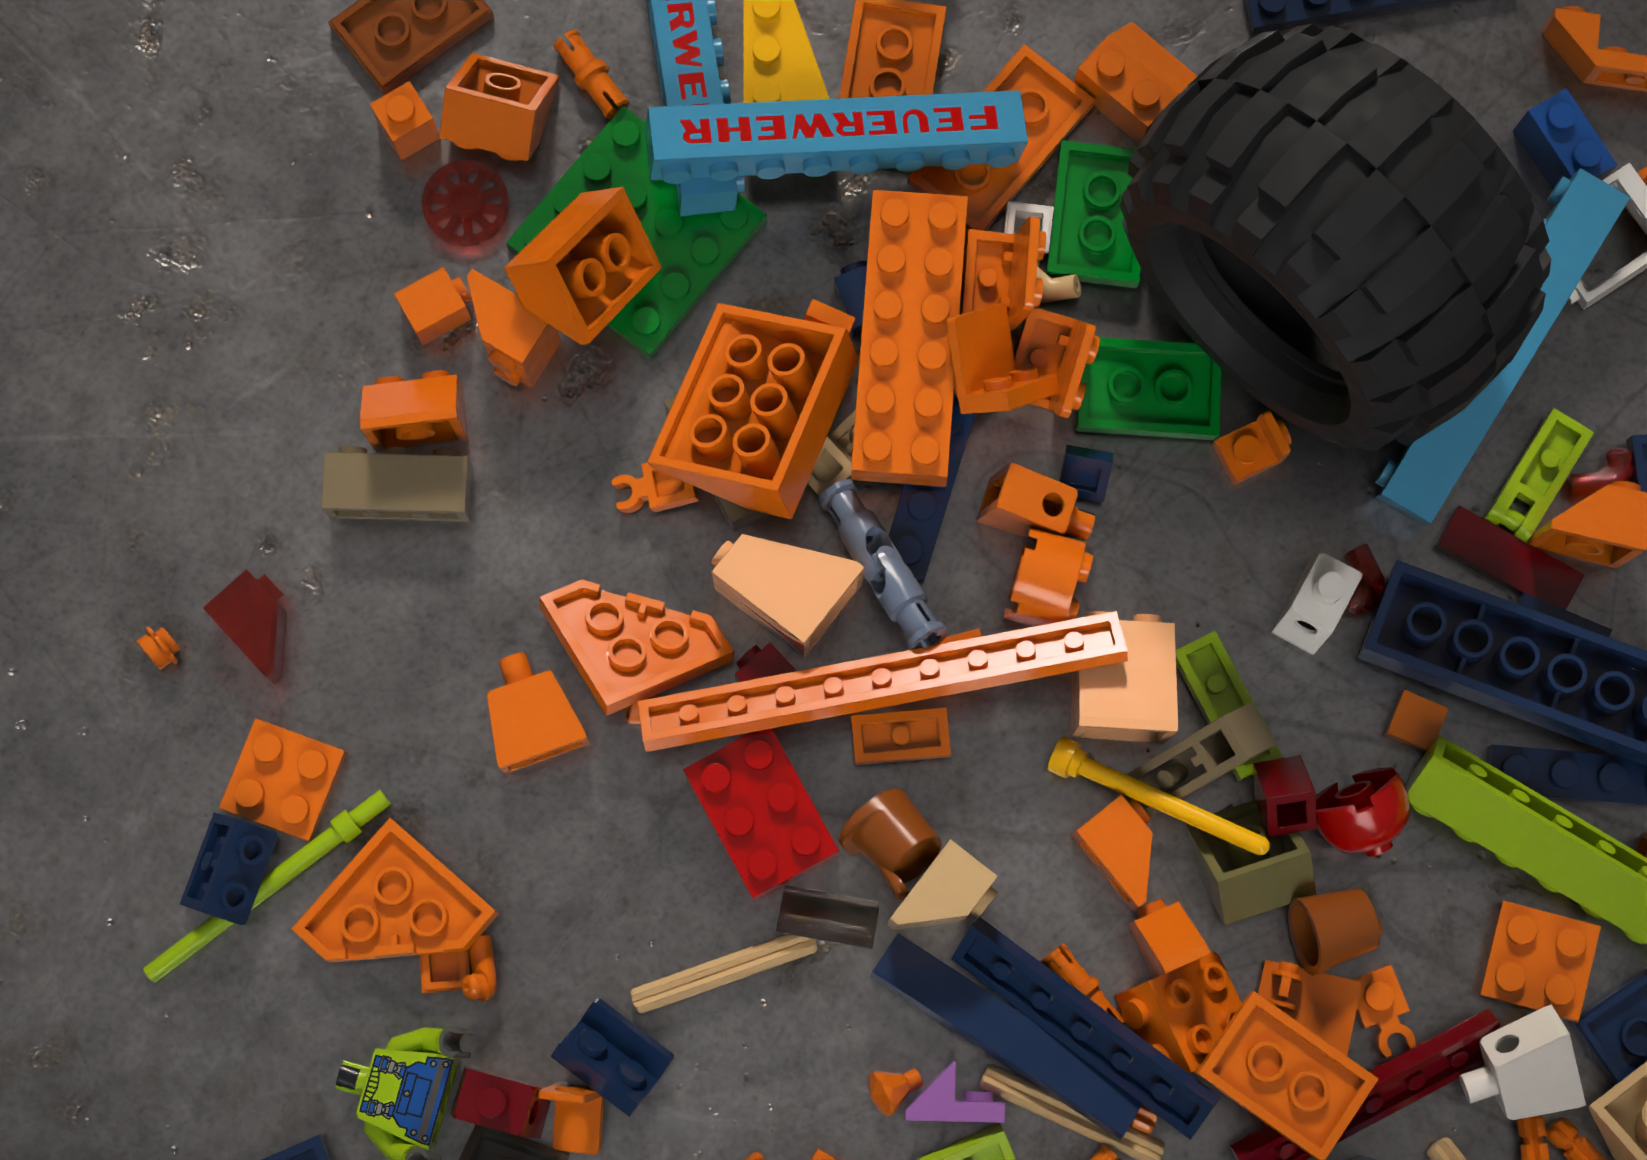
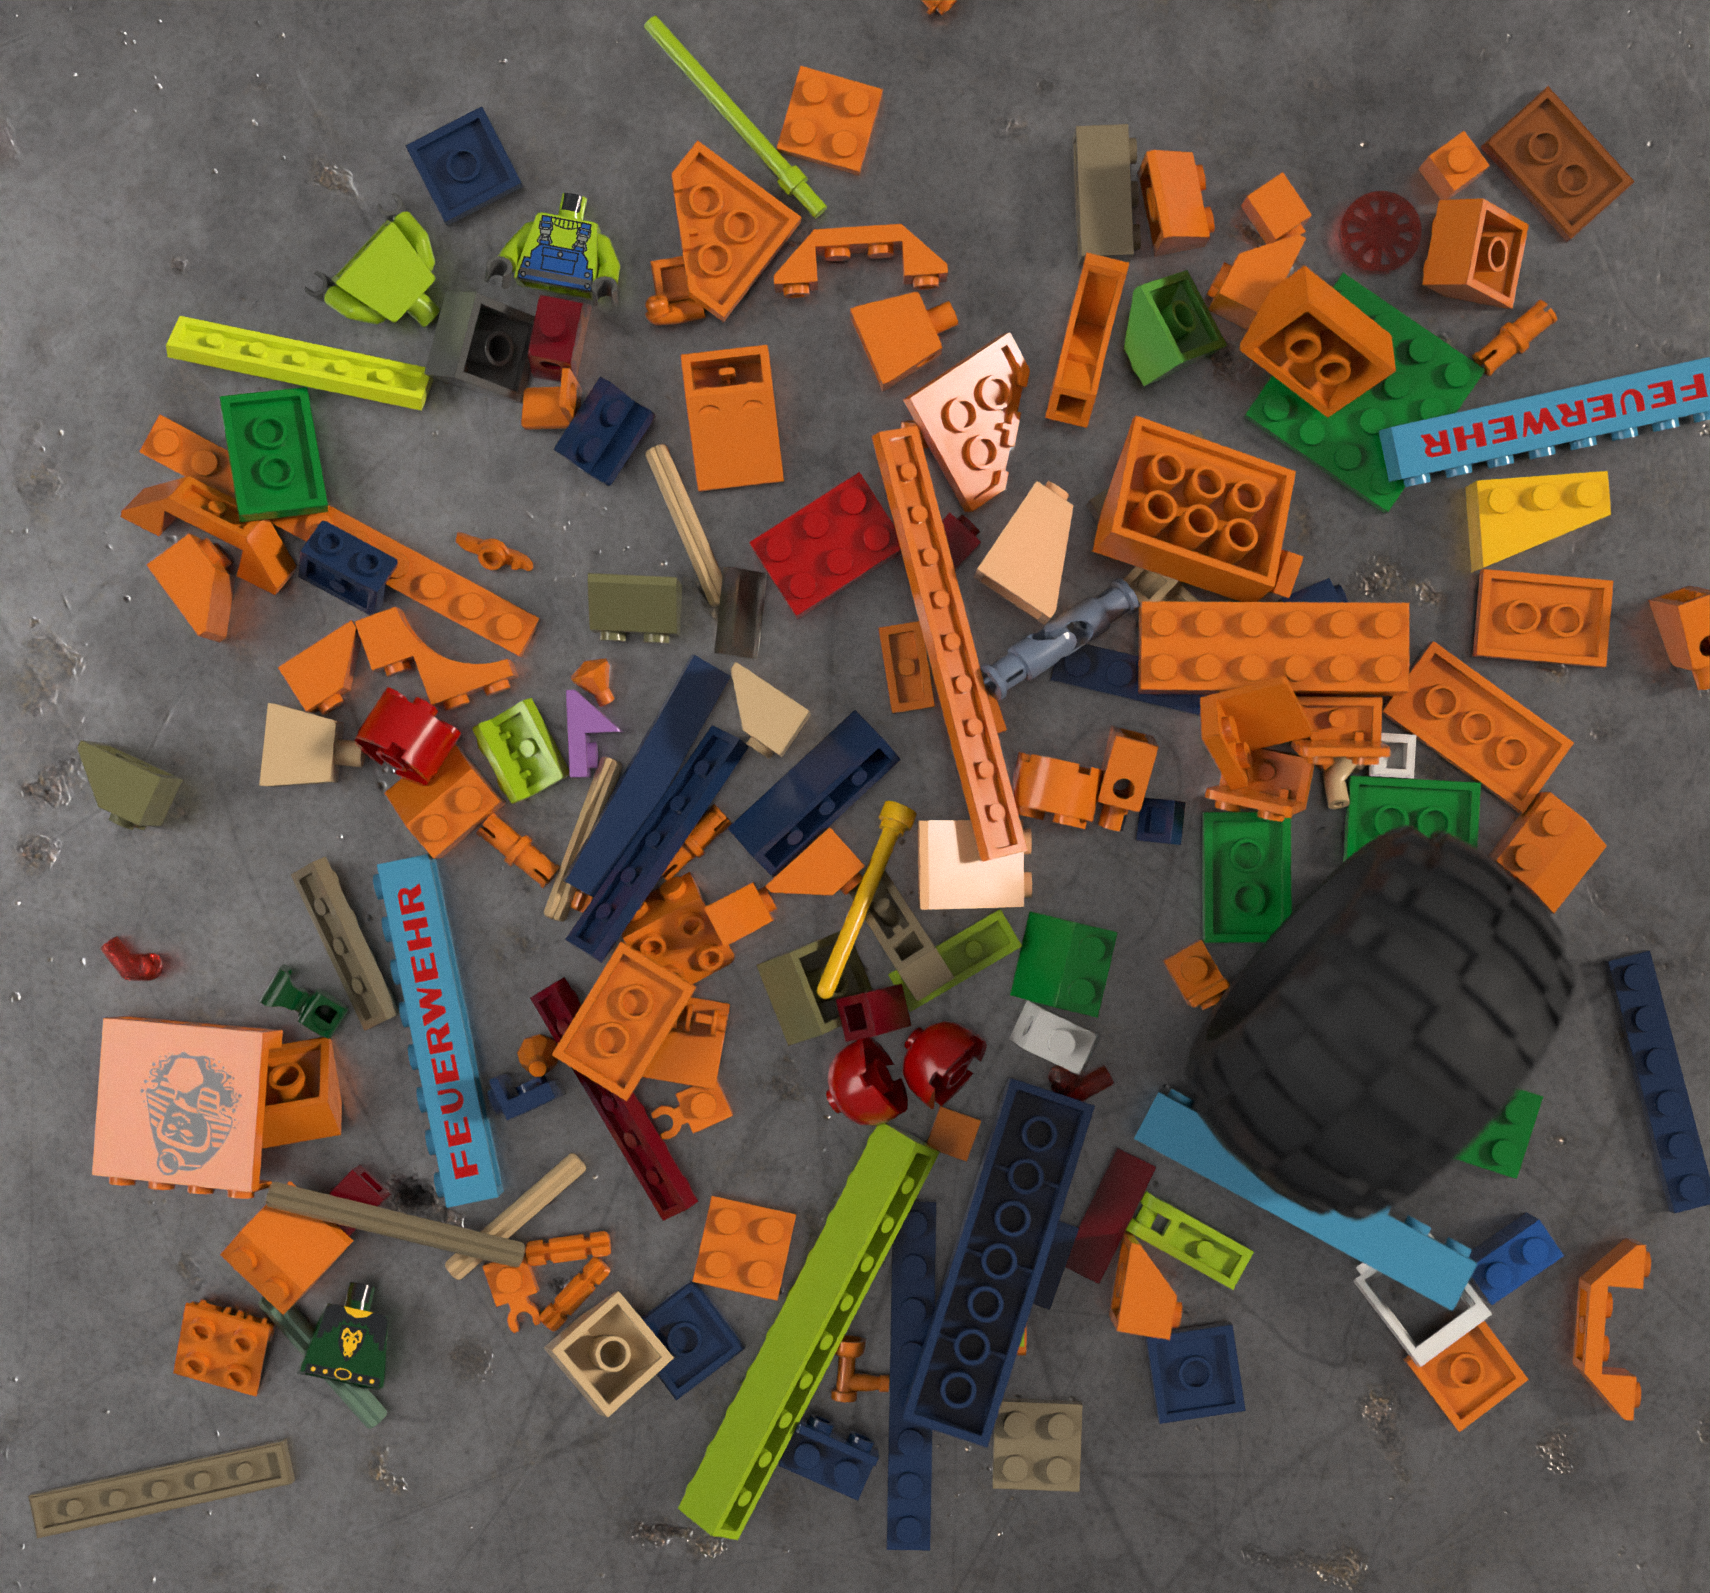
camera: 90 degrees right, 10 degrees up
(229, 868) = (746, 80): dark blue bracket -> none
(254, 621) = (969, 78): clear red slope -> none
(449, 693) = (919, 262): none -> orange slope
(550, 513) = (1086, 340): none -> orange arch
(551, 426) = (1169, 328): none -> bright green slope
(608, 909) = (732, 417): none -> orange slope
(657, 488) = (1115, 431): orange plate -> none
(815, 1034) = (634, 607): none -> olive slope
(834, 135) = (1461, 566): dark azure brick -> none
(893, 838) = (812, 664): dark orange hat -> none
(1036, 847) = (814, 793): none -> dark blue brick
(1236, 586) = (1063, 964): none -> green slope
(1332, 928) = (759, 1062): dark orange hat -> none
(1337, 728) = (940, 1060): none -> red cylinder
(1527, 1068) = (647, 1235): white torso -> none
(1617, 469) = (1193, 1307): clear red arm -> none

